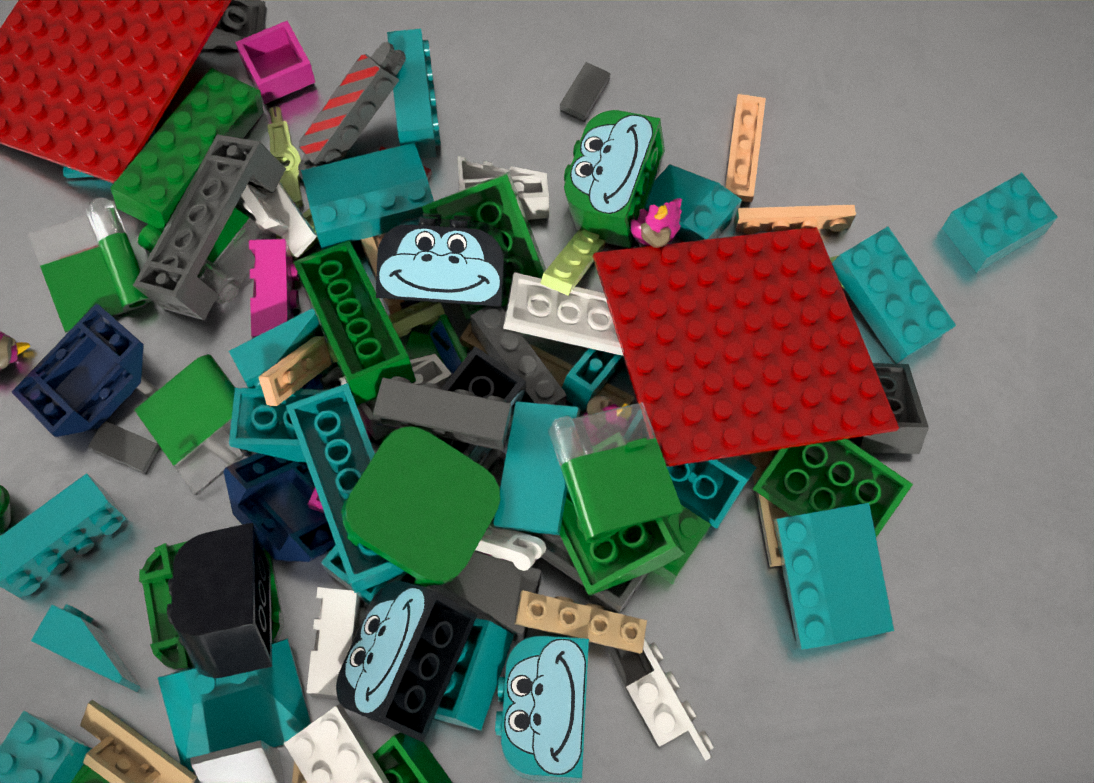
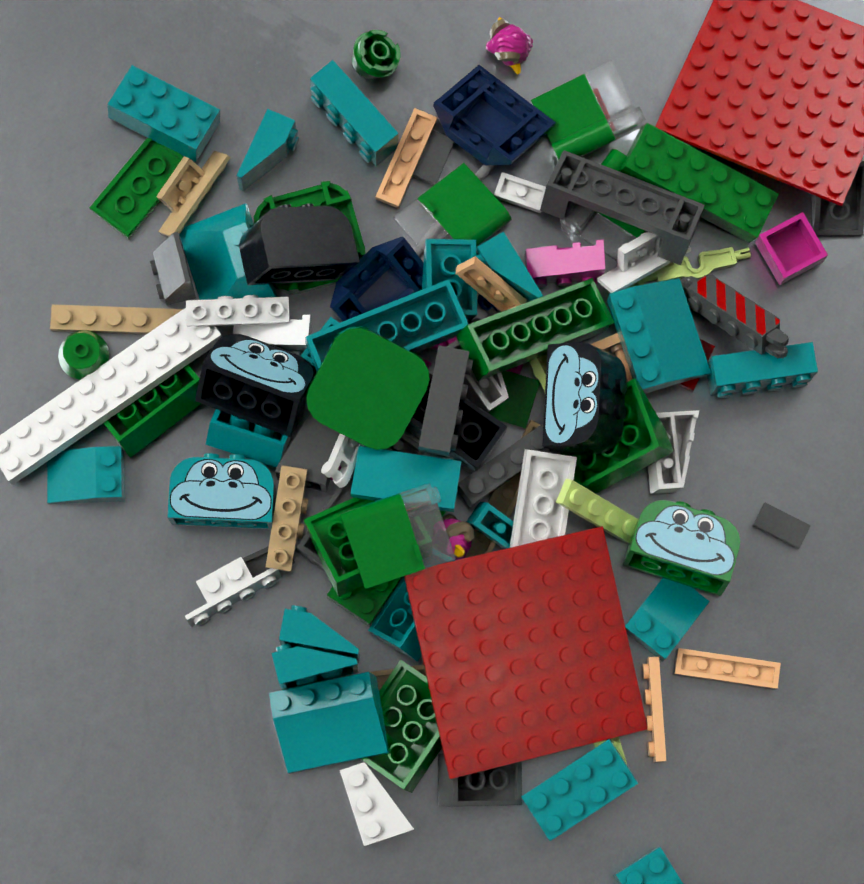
camera: 85 degrees right, 10 degrees up
(121, 477) = (406, 158): none -> light nougat plate
(179, 344) = (520, 192): none -> white plate
(306, 684) = (237, 311): none -> white bracket
(447, 343) = (522, 412): slope -> none
(658, 224) = (636, 583): dark pink hair -> none
(735, 596) = (309, 632): none -> teal slope
(777, 592) = (307, 666): none -> teal slope
(930, 528) = (372, 806): none -> white wedge

